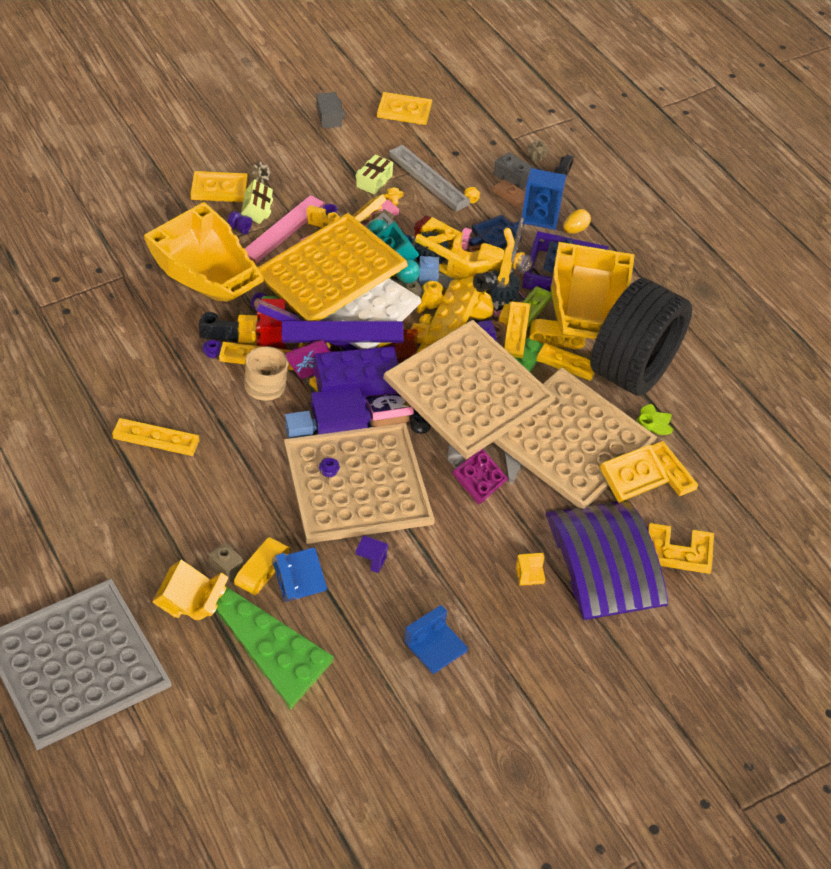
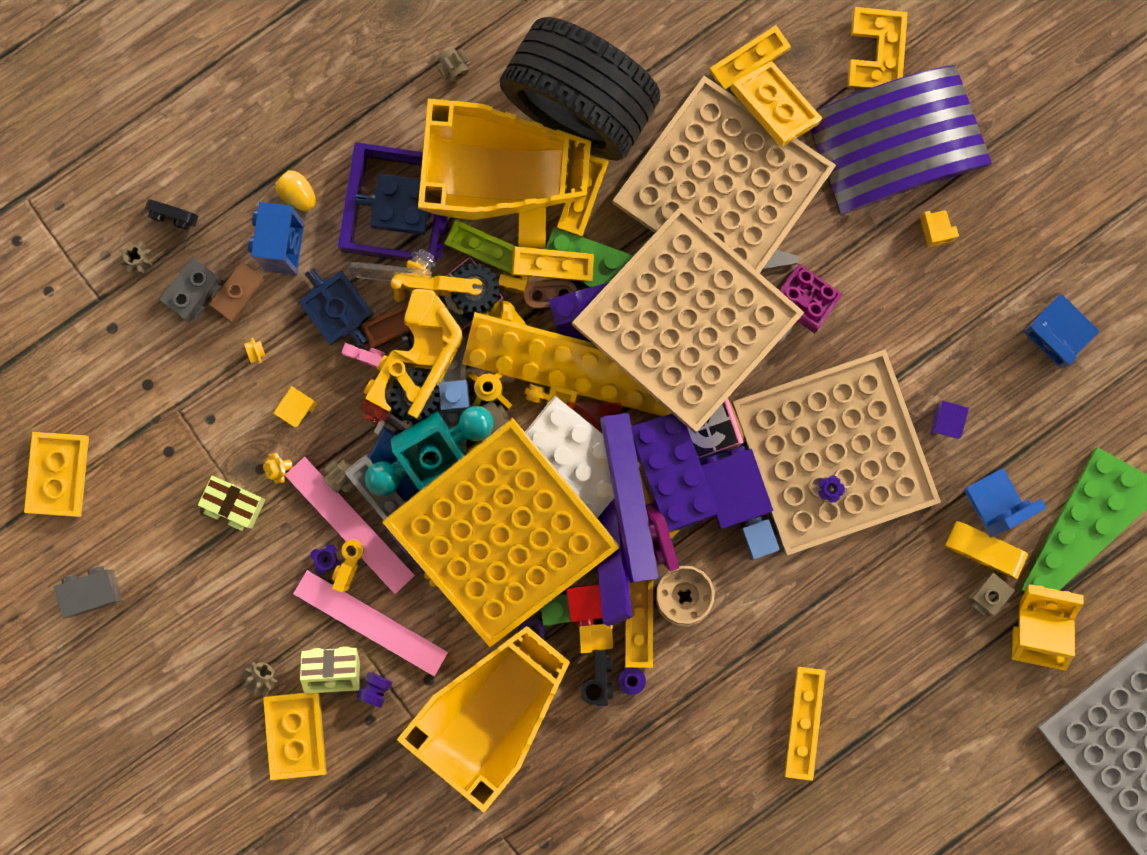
camera: 90 degrees left, 35 degrees up
(371, 206) = (335, 507): yellow plate -> none
(429, 178) = (223, 419): light grey plate -> none
(434, 204) = (294, 407): none -> yellow panel
(485, 281) = (491, 310): black wheel -> none
(655, 421) = (671, 76): lime plate -> none

